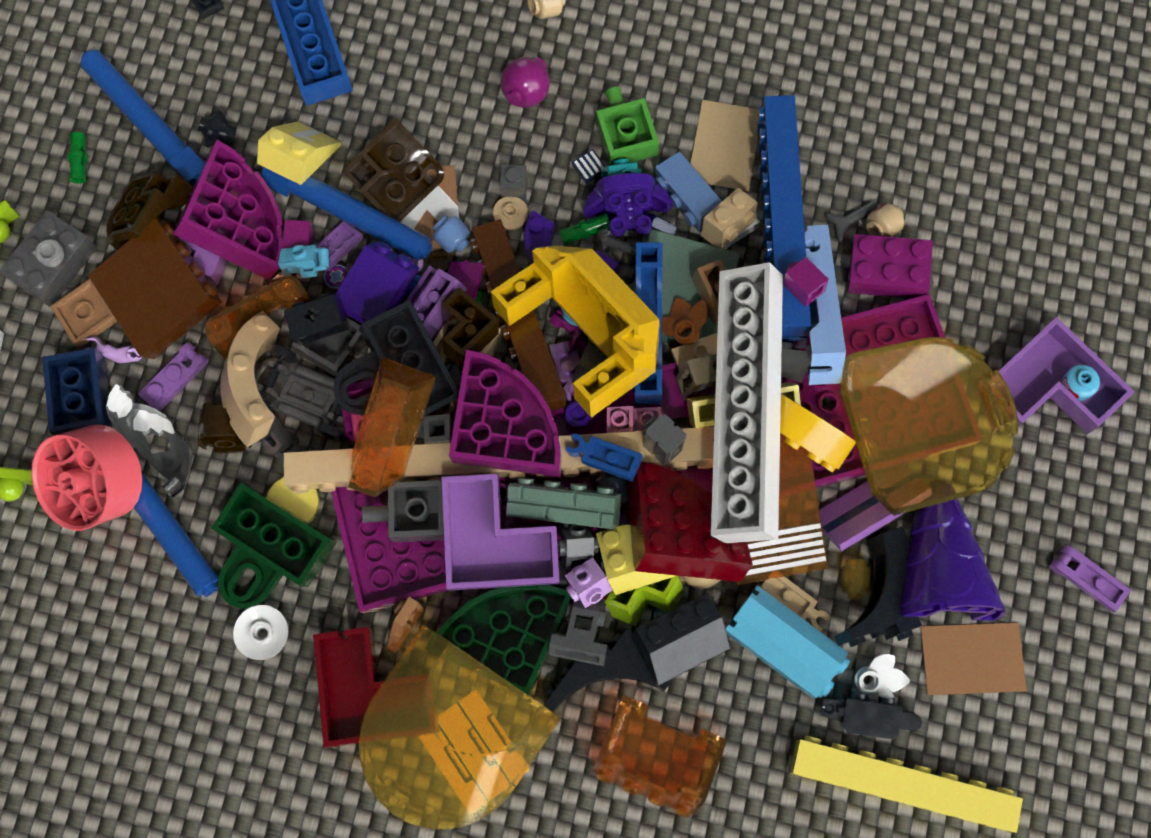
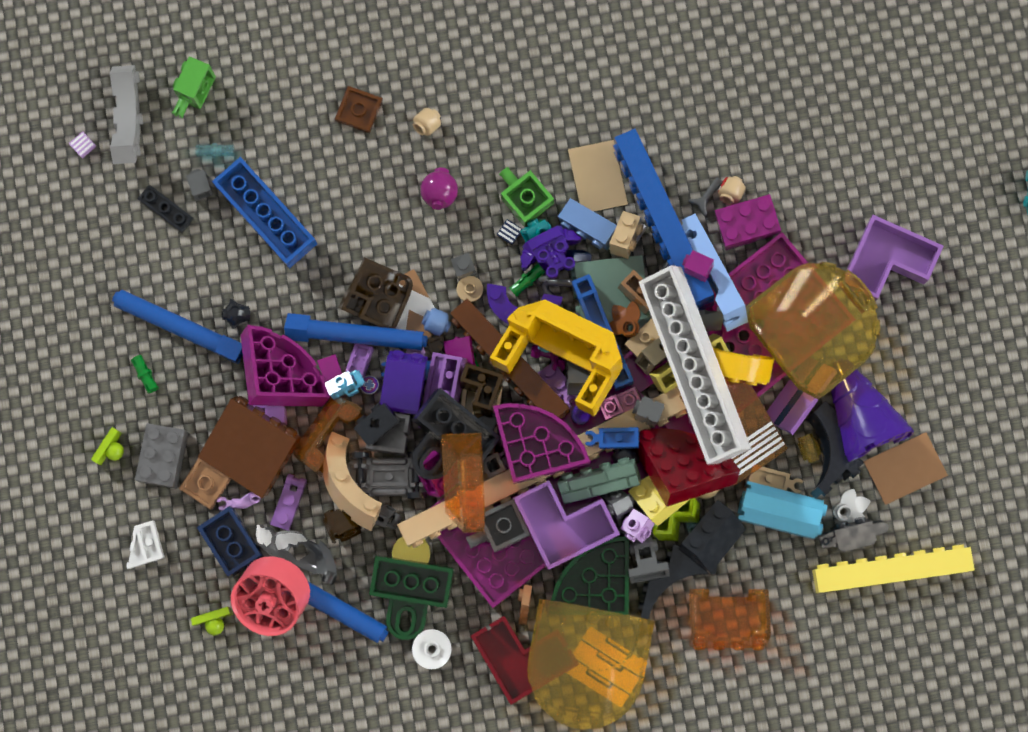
camera: 20 degrees left, 5 degrees up
(49, 252) = (166, 453): light grey tile -> none
(142, 202) = (212, 392): dark brown slope -> none
(295, 150) = (302, 307): light yellow slope -> none
(1081, 381) = (905, 253): medium azure head -> none
(1090, 578) = (961, 383): medium lavender plate -> none

